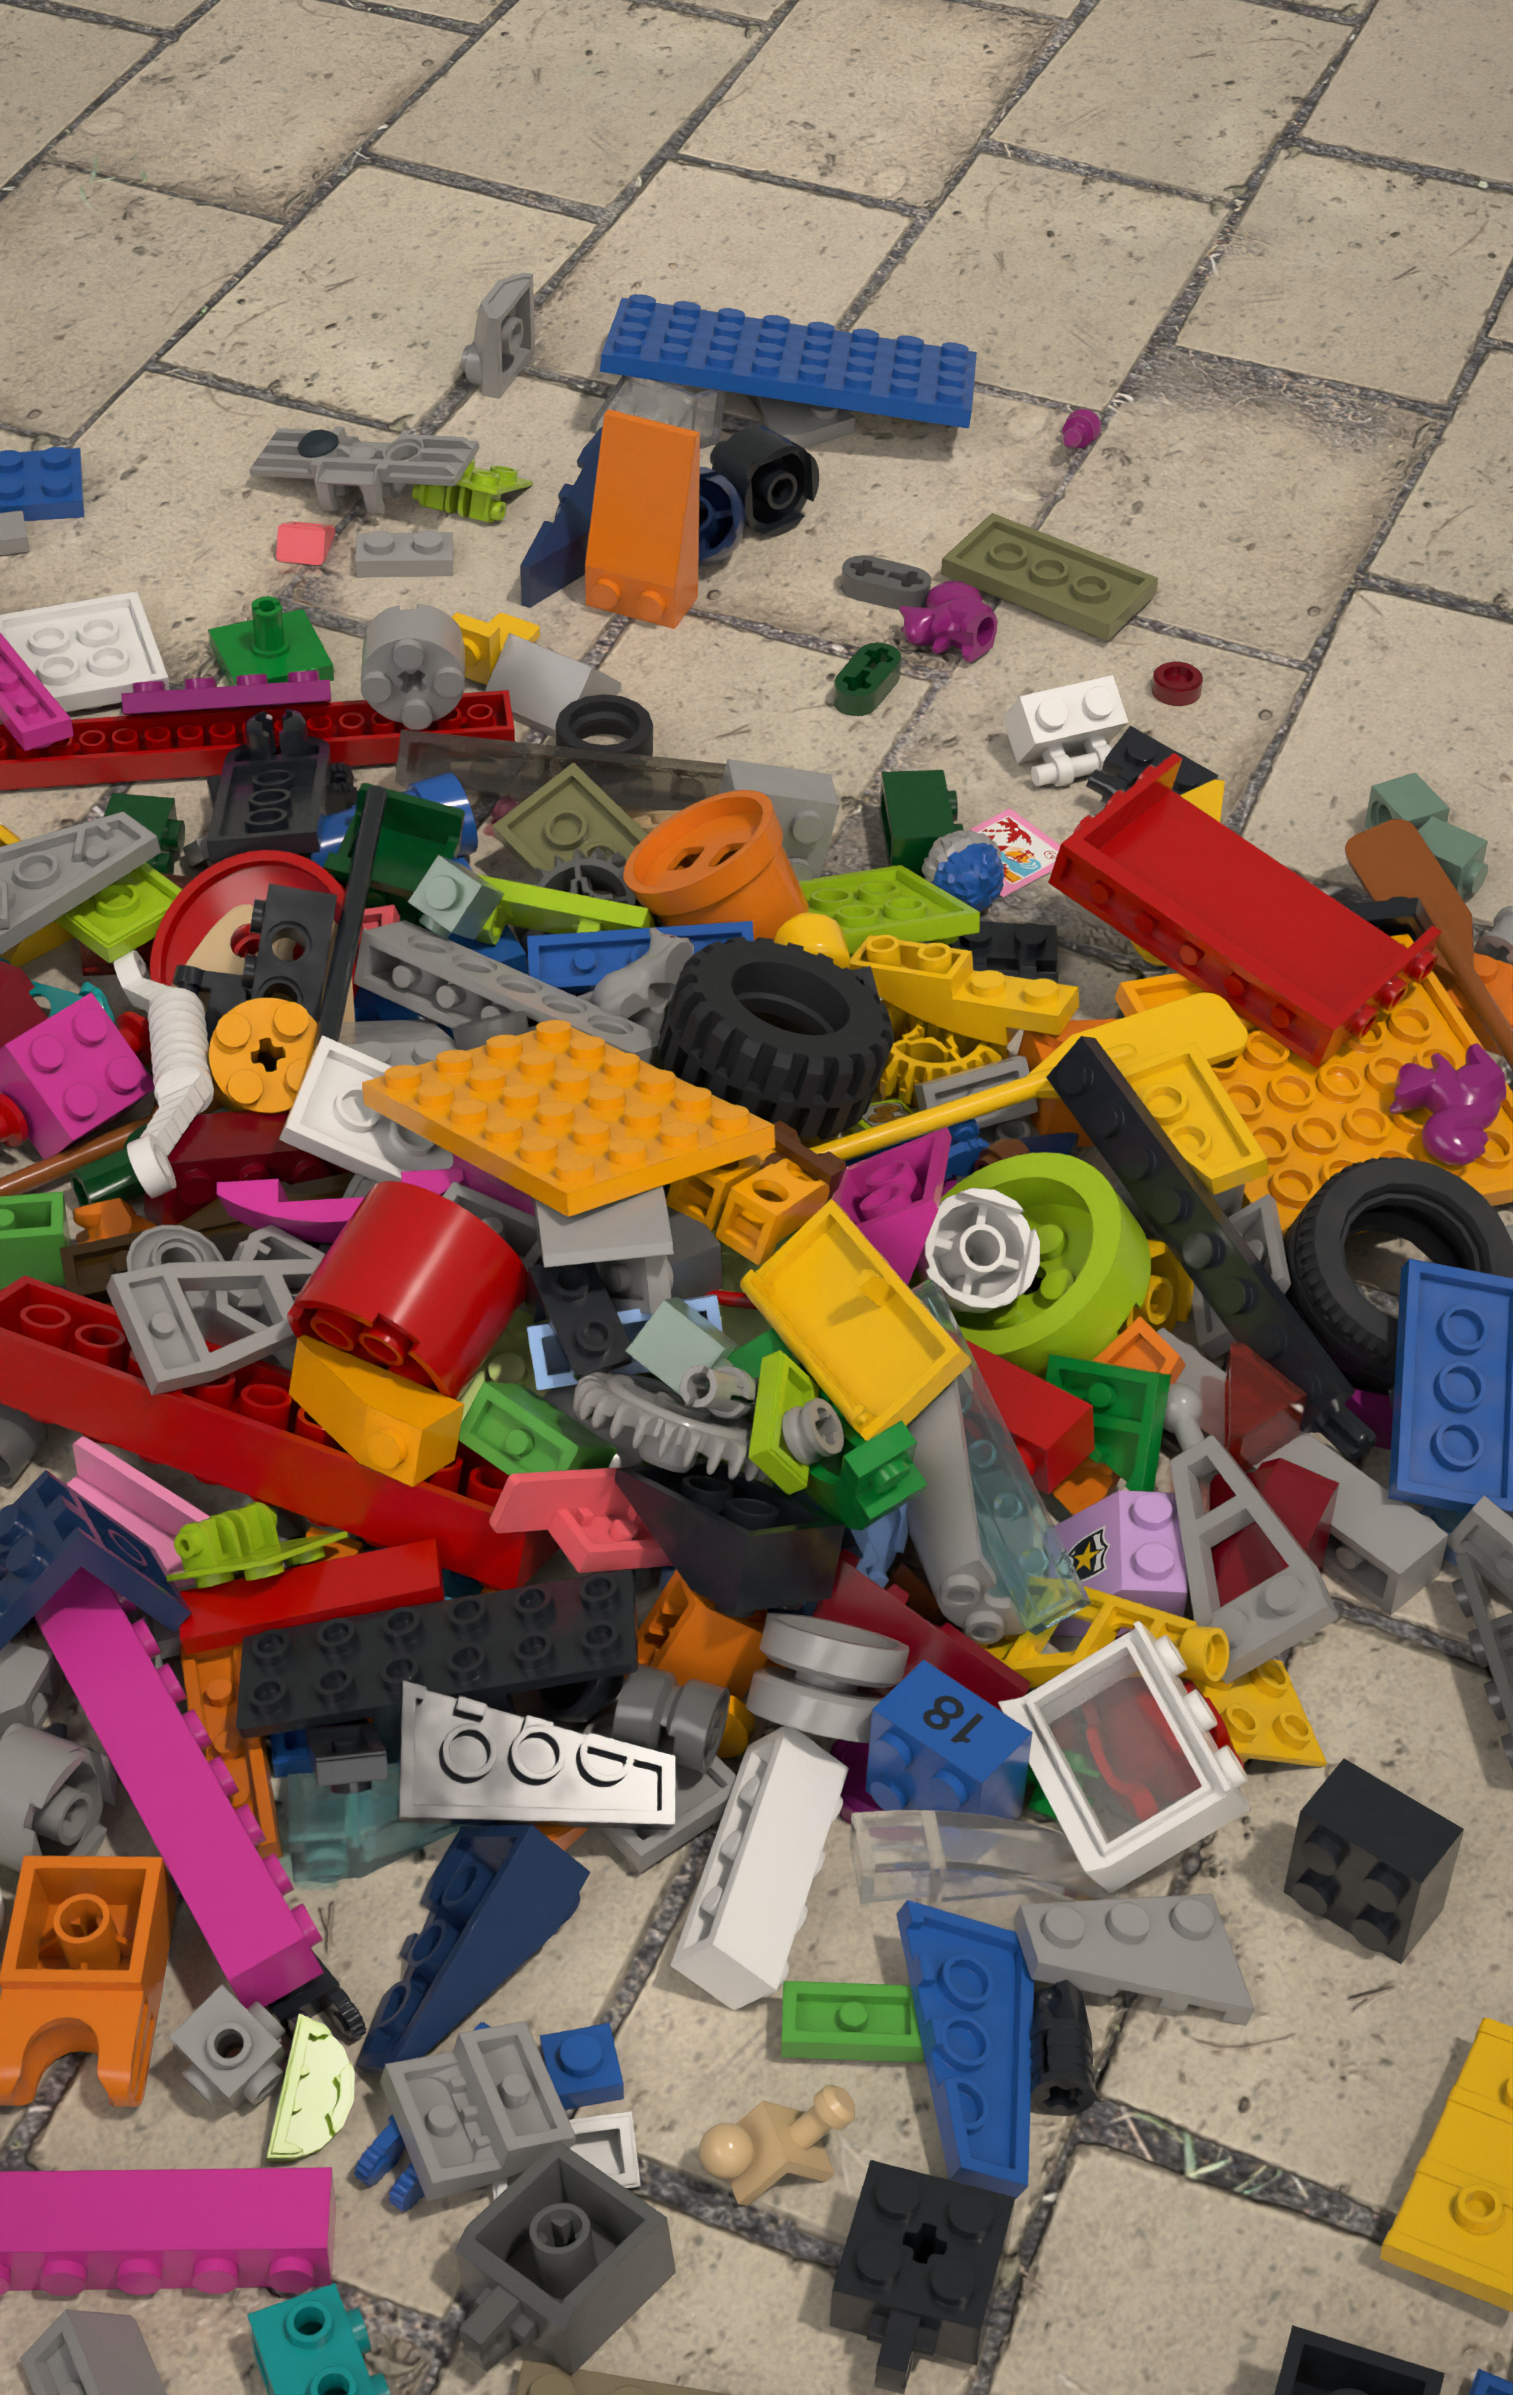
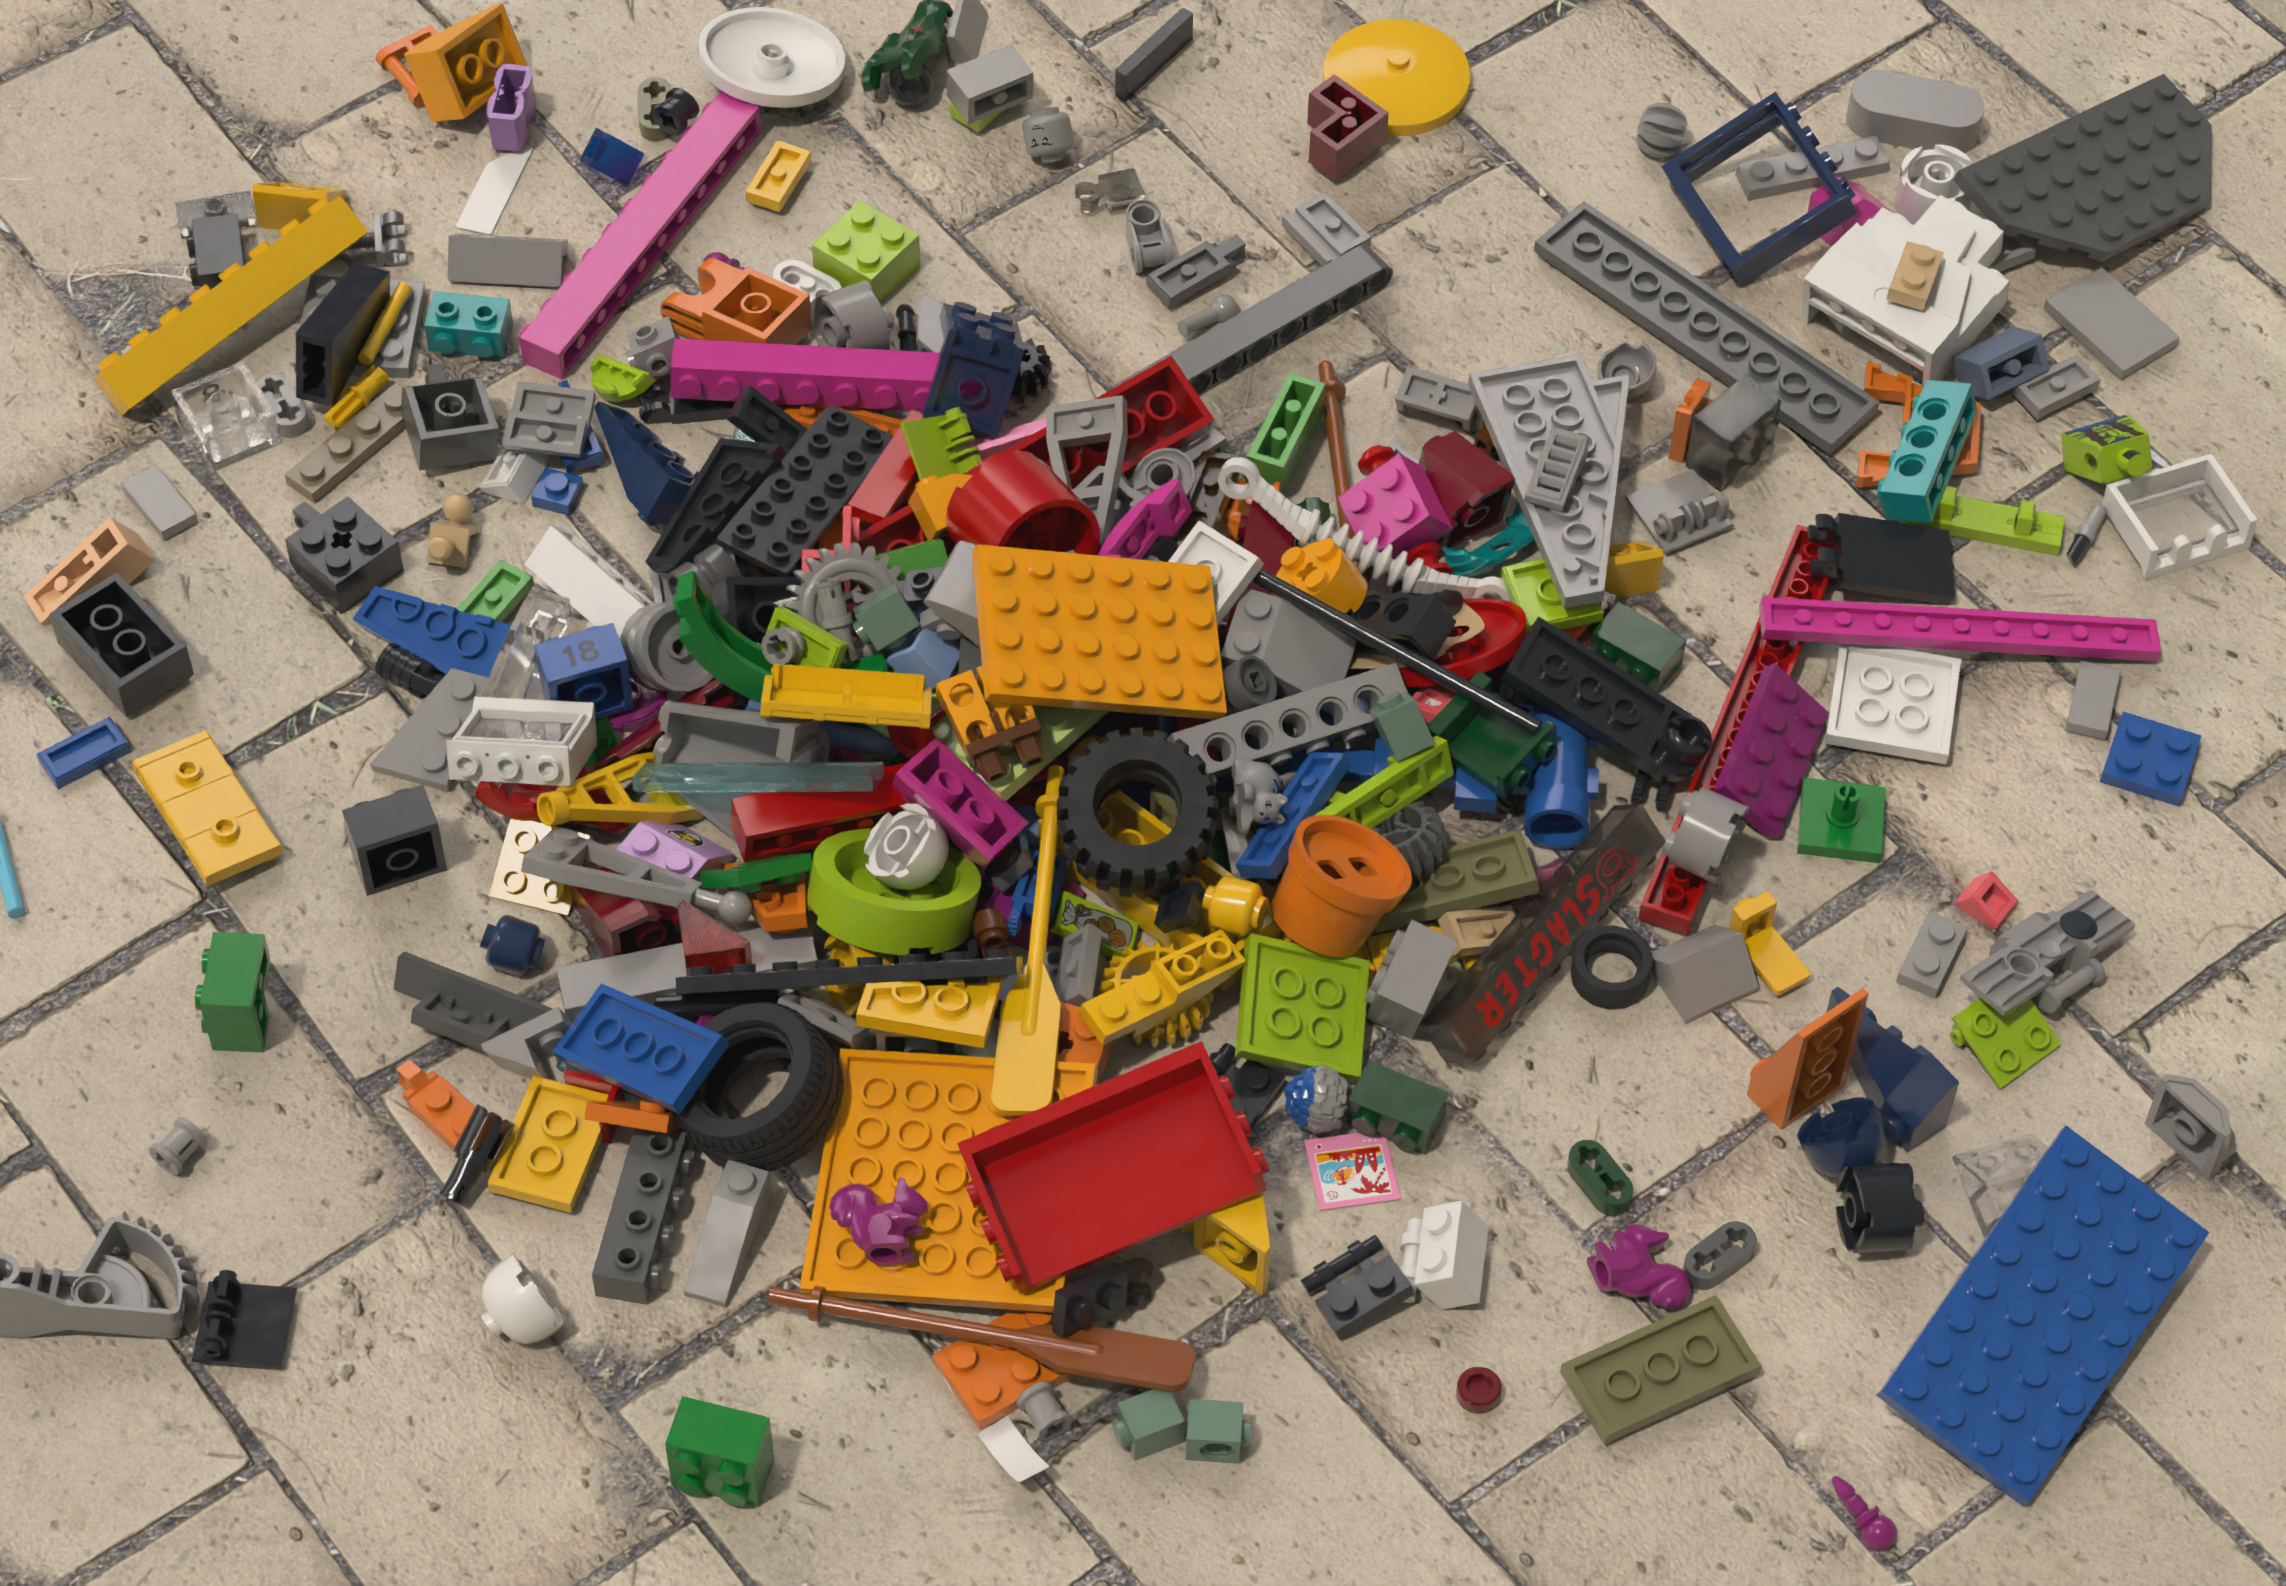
camera: 120 degrees right, 10 degrees up
(1392, 1662) = (512, 945): none -> dark blue head

